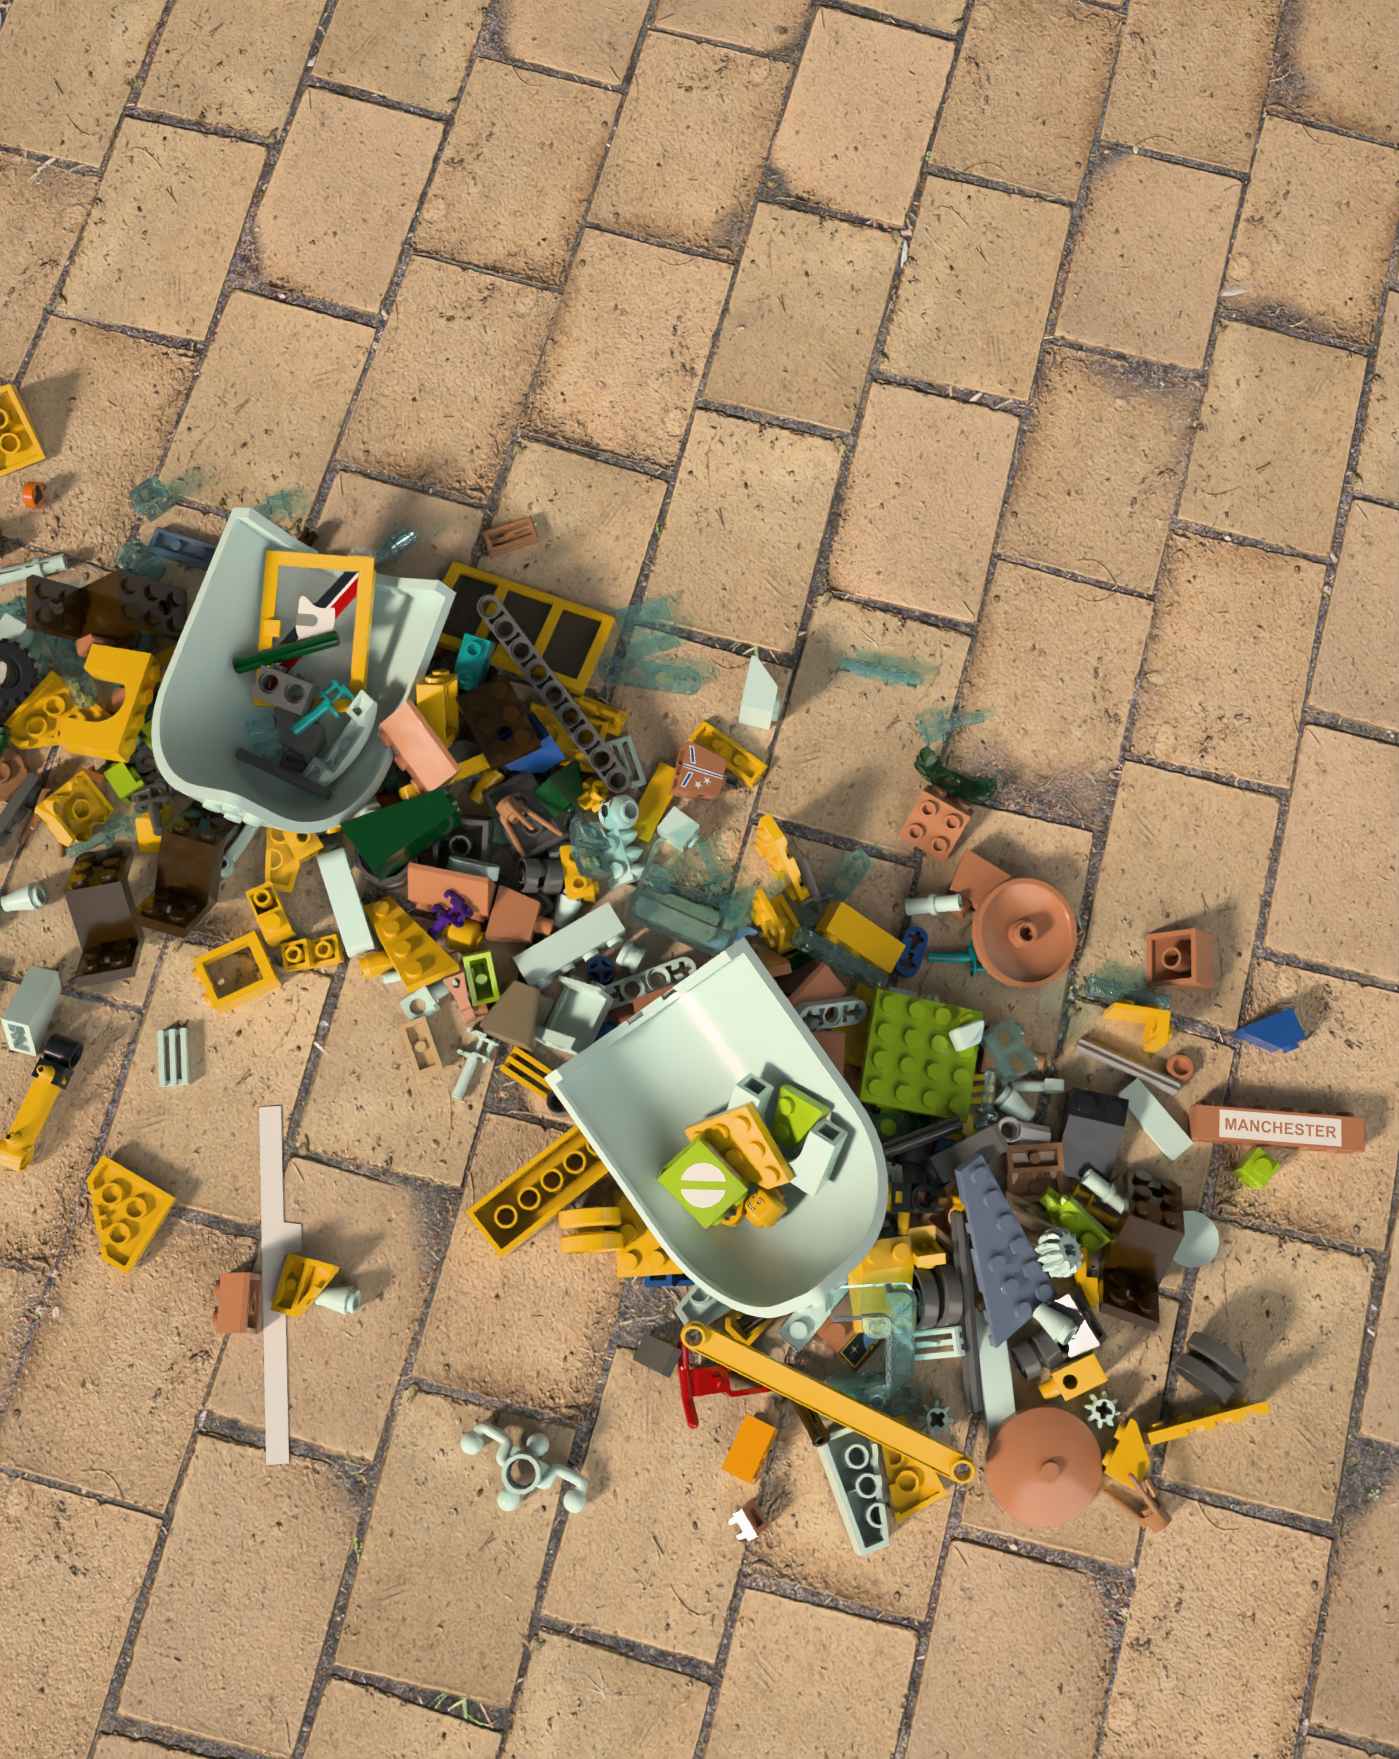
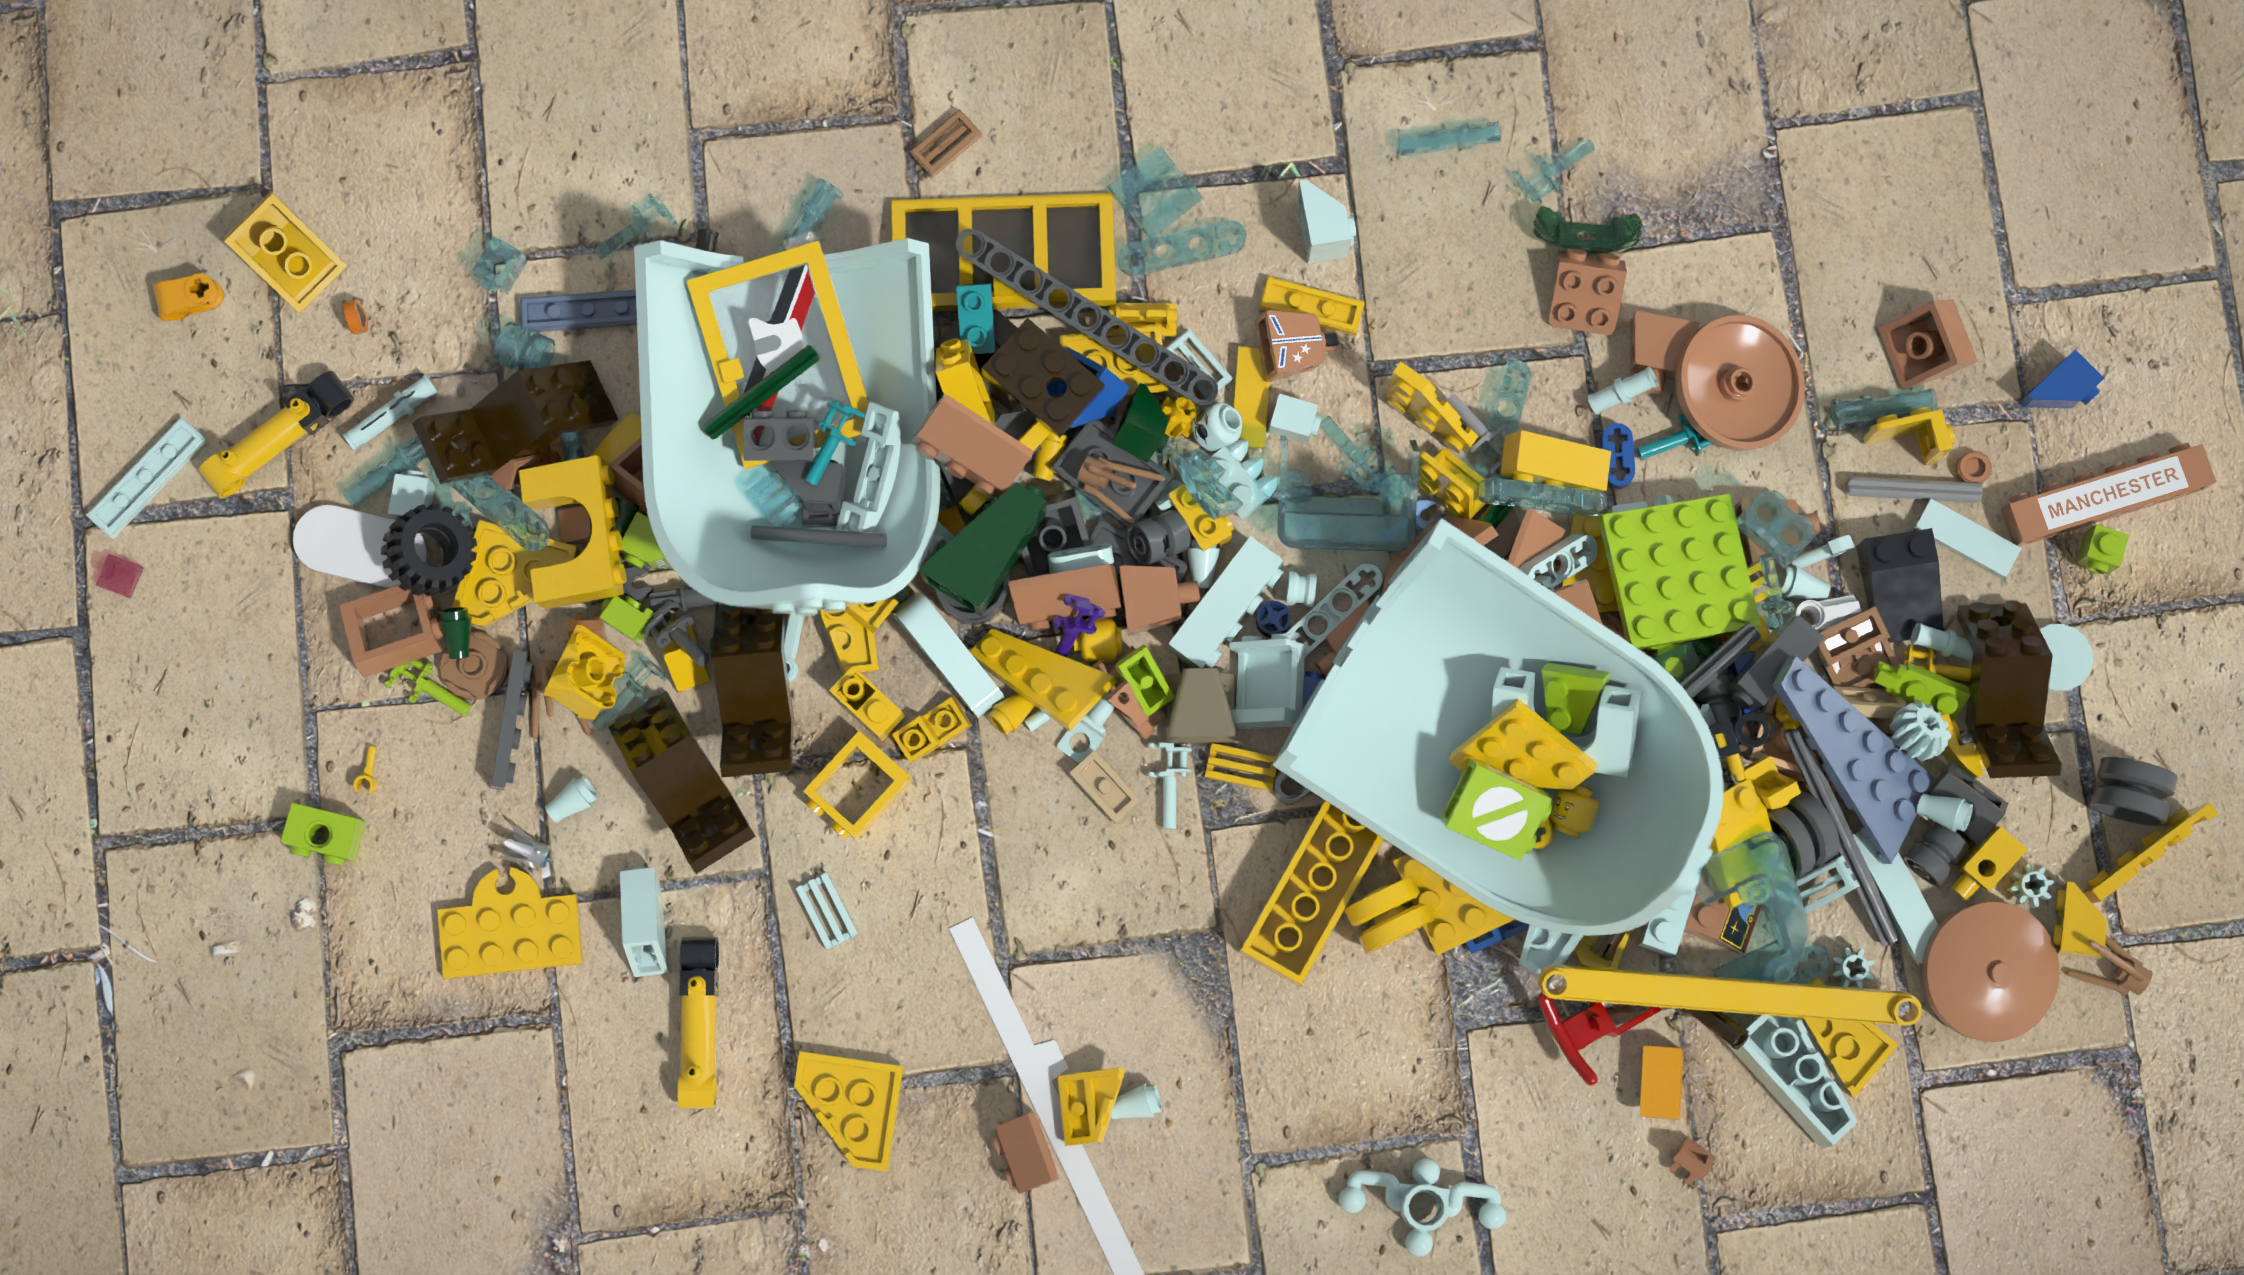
camera: 15 degrees left, 5 degrees up
(657, 1355) = (1519, 1021): dark grey tile -> none
(967, 1035) = (1723, 528): light aqua slope -> none

